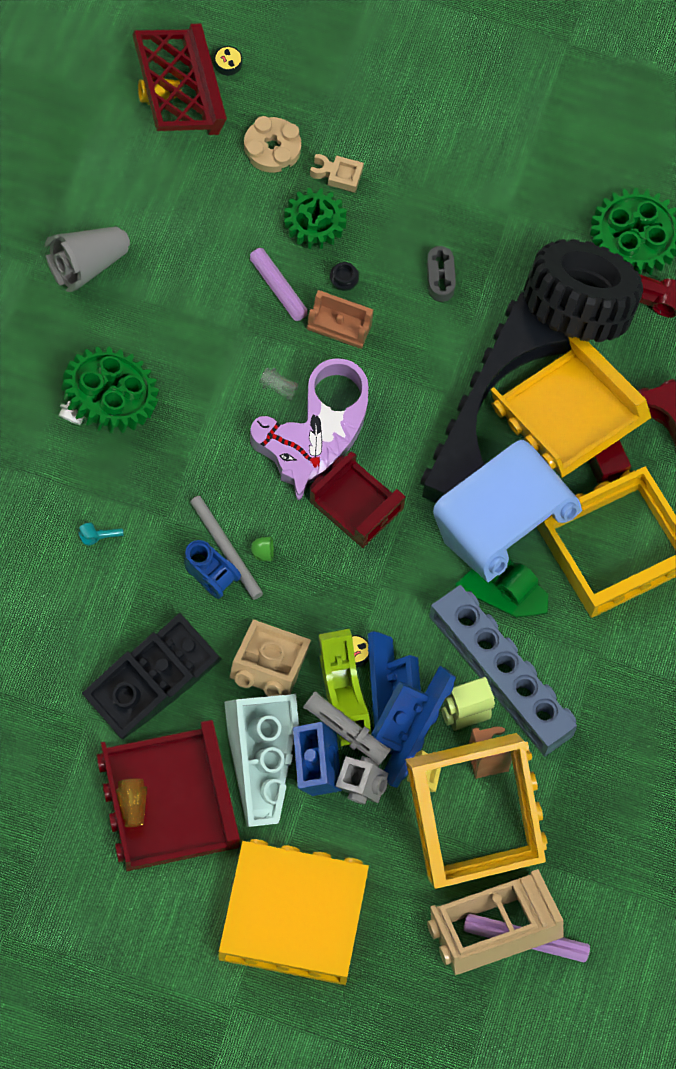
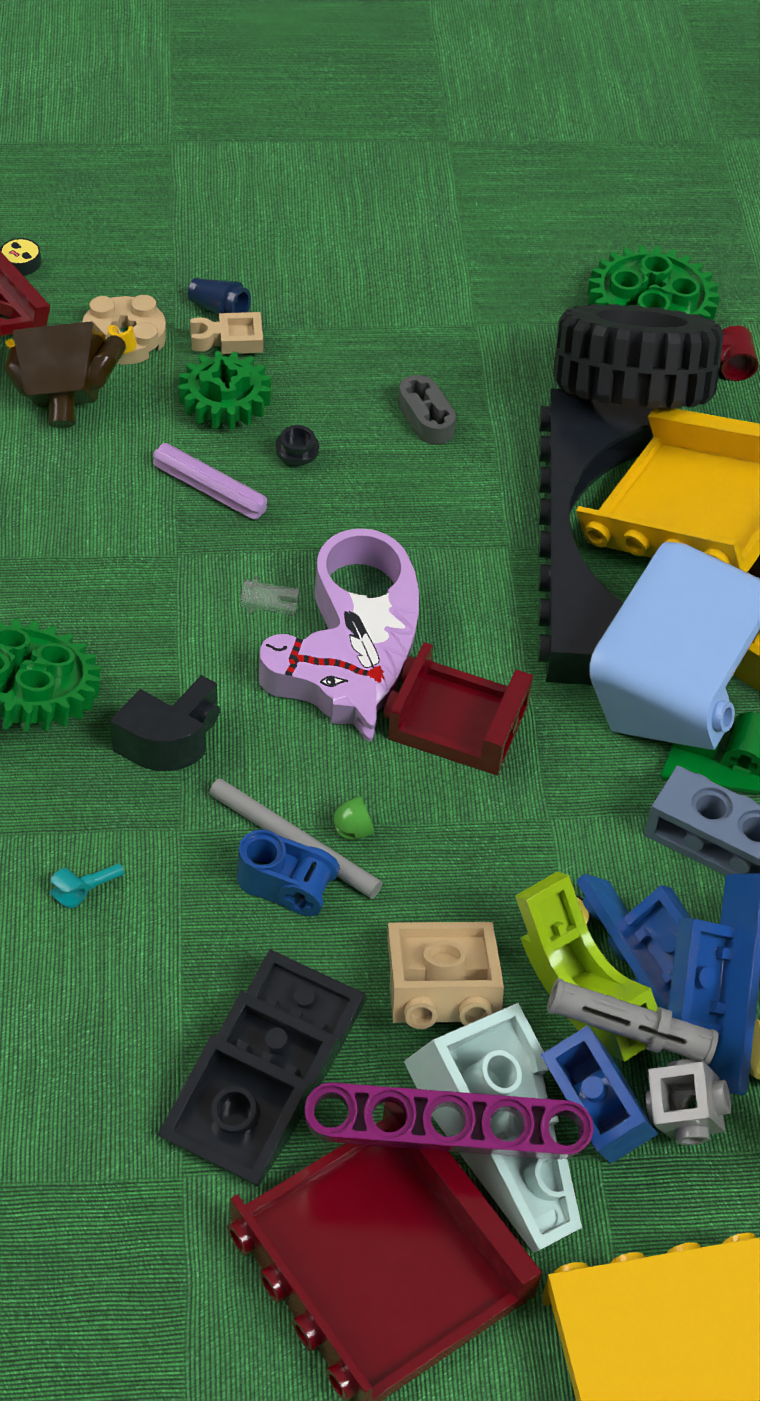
camera: 20 degrees left, 15 degrees down
(132, 801) = (327, 1279): clear yellow cone -> none
(179, 458) = (163, 734): none -> black brick
(207, 744) = (474, 1108): none -> magenta beam
(218, 170) = (64, 365): none -> dark brown torso
(340, 319) = (319, 493): nougat hinge -> none
(345, 141) = (219, 296): none -> dark blue cone

